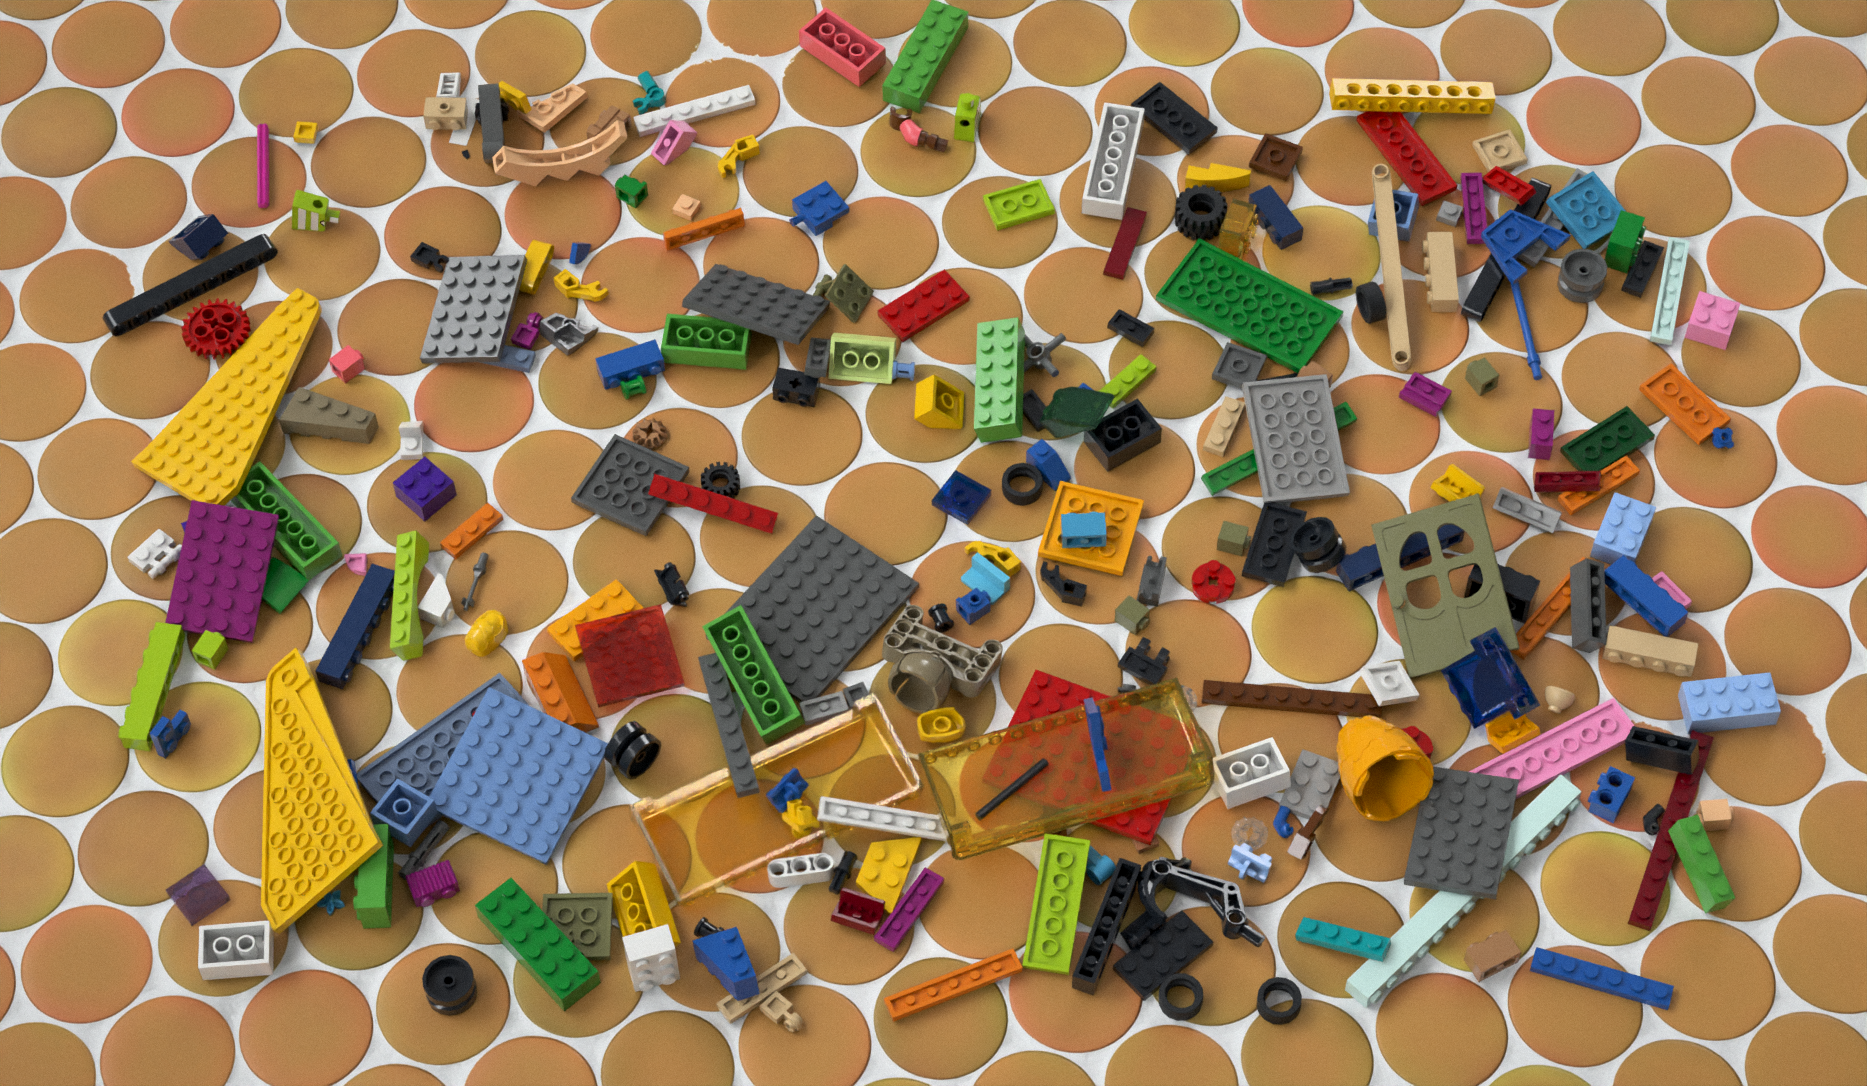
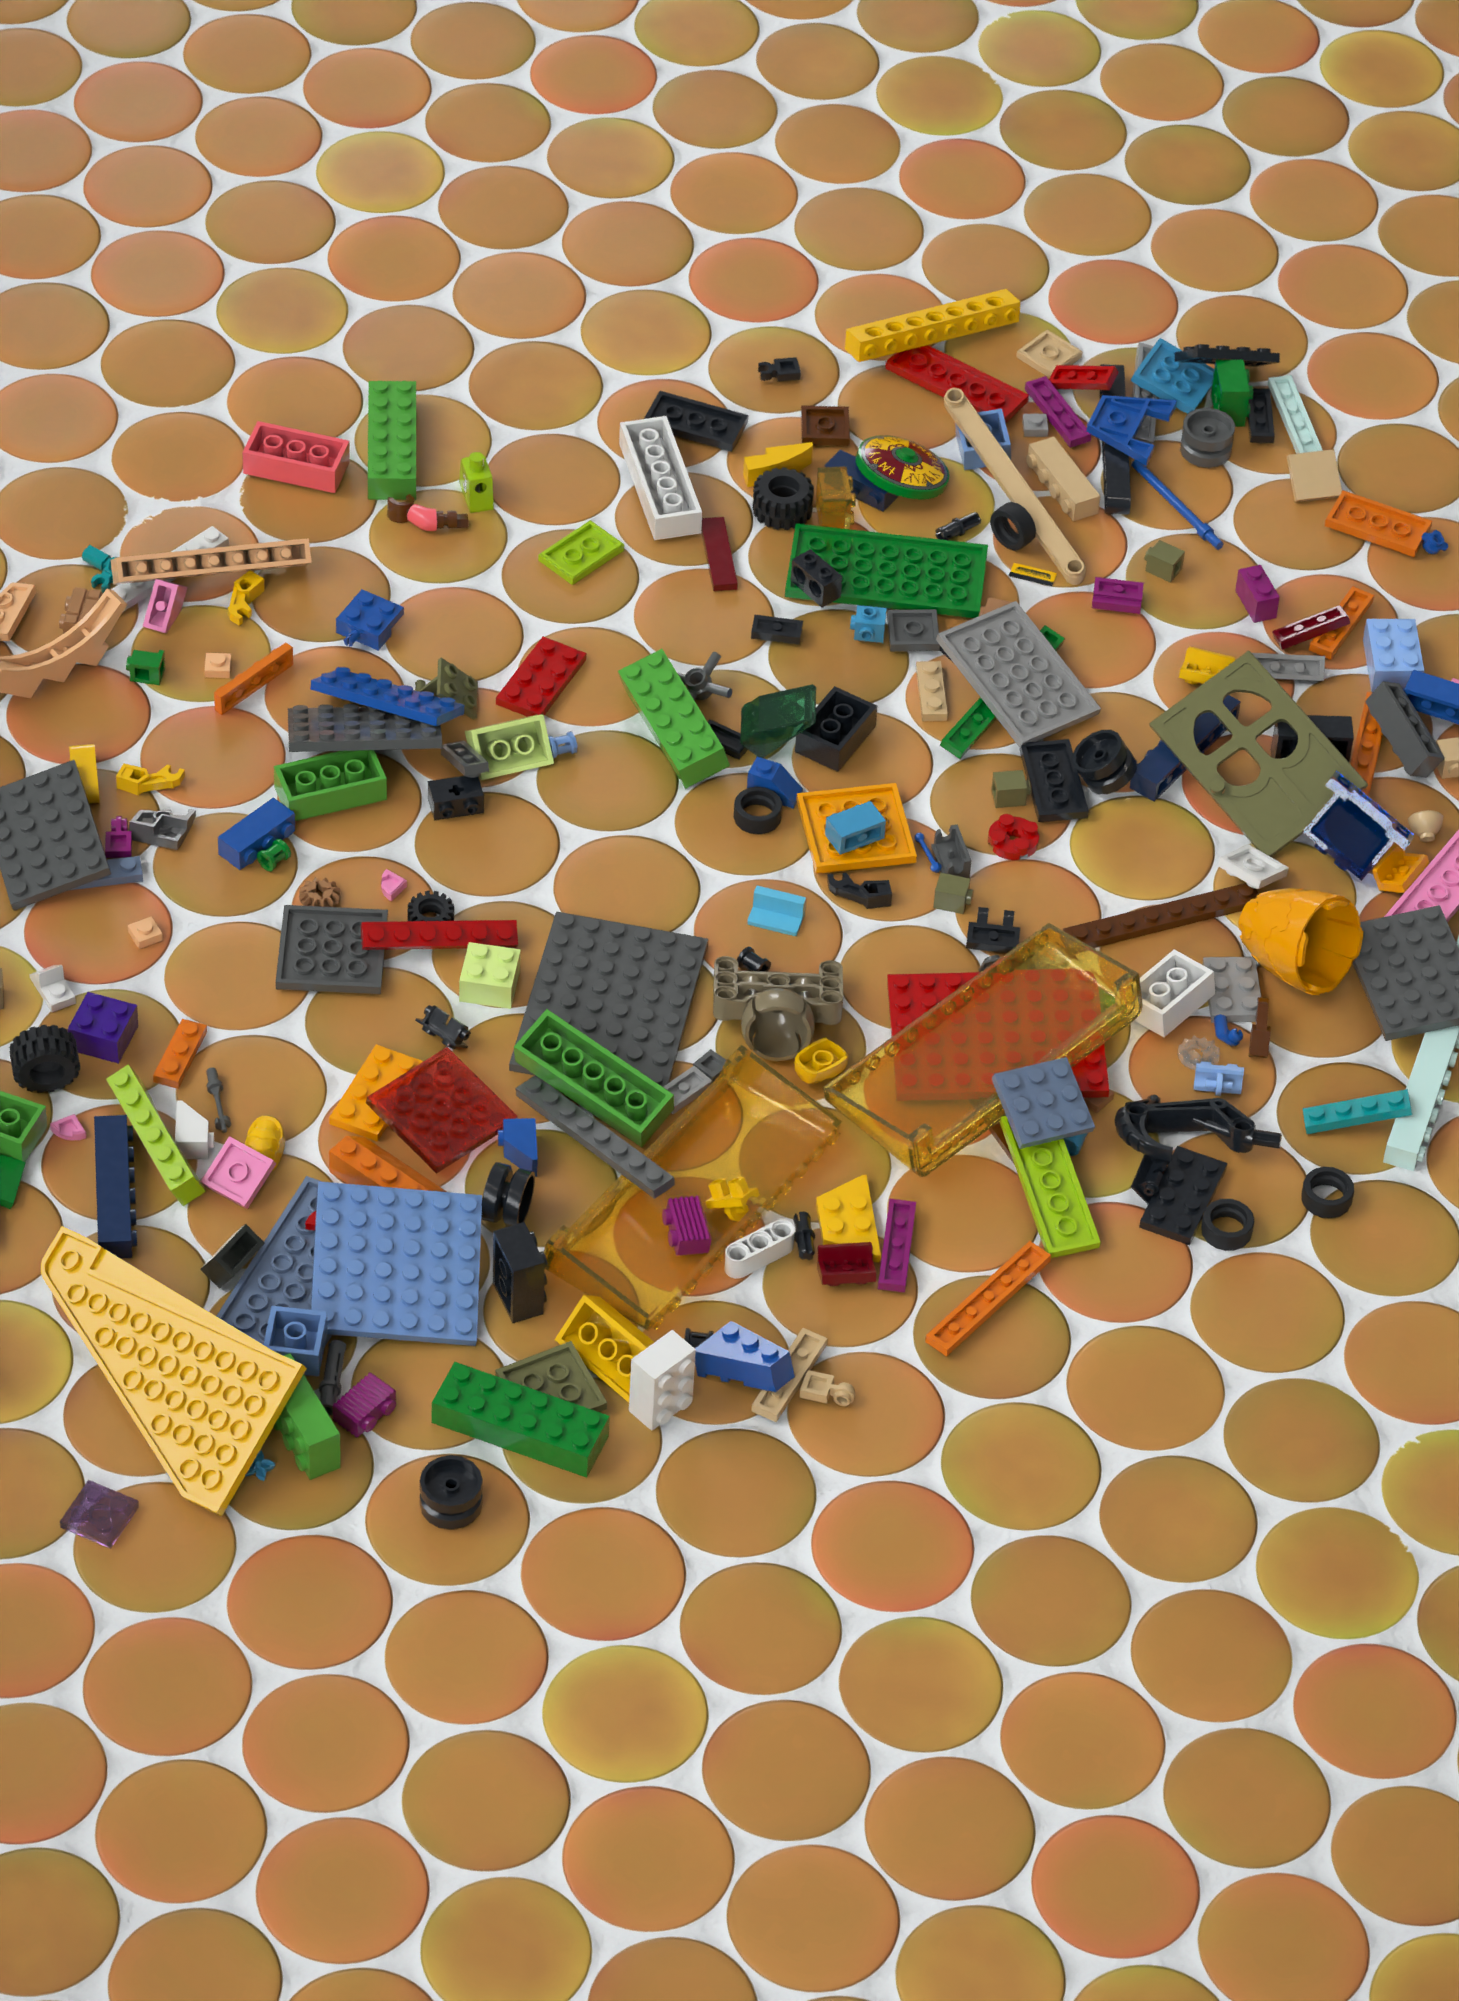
camera: 30 degrees left, 10 degrees down
(236, 950) = (186, 1546): white brick -> none
(361, 501) = (44, 1058): none -> black tyre
(406, 720) = (232, 1256): none -> pearl dark grey brick
(451, 650) = (238, 1172): none -> bright pink plate
(503, 418) = (145, 932): none -> light nougat plate
(579, 252) = (125, 744): blue tile -> none
(598, 821) = (519, 1272): none -> black brick
(674, 706) = (520, 1142): none -> blue slope
(708, 445) = (392, 884): none -> bright pink tile
(723, 118) = (210, 561): none -> light nougat brick
(732, 552) = (489, 975): none -> yellowish green brick
(754, 829) = (687, 1225): none -> magenta brick
(787, 789) = (698, 1174): blue hips -> none
(788, 283) = (387, 697): none -> blue plate
(880, 818) = (821, 1165): white plate -> none
(939, 404) = (619, 763): yellow slope -> none
(961, 497) = (701, 843): clear blue plate -> none
(973, 605) = (783, 935): blue brick -> none
(992, 552) = (782, 882): yellow piece -> none
(1011, 789) = (939, 1087): black bar -> none
(1081, 836) = (1043, 1102): none -> sand blue plate
(1098, 741) = (997, 987): blue wing -> none
(1106, 927) = (1114, 1186): black brick -> none
(1129, 379) = (807, 670): lime plate -> none
(1136, 585) = (935, 866): none -> blue hinge
(1181, 295) = (816, 578): none -> black brick
(1204, 349) = (869, 623): none -> dark azure brick
(1271, 95) = (783, 369): none -> black plate
(1312, 217) = (902, 467): none -> dish
(1369, 349) = (1032, 574): none -> sticker
(1608, 441) = (1325, 580): dark green plate -> none
(1633, 206) = (1204, 355): none -> black plate
(1653, 341) = (1314, 475): none -> tan tile
(1712, 320) = (1358, 439): bright pink brick -> none

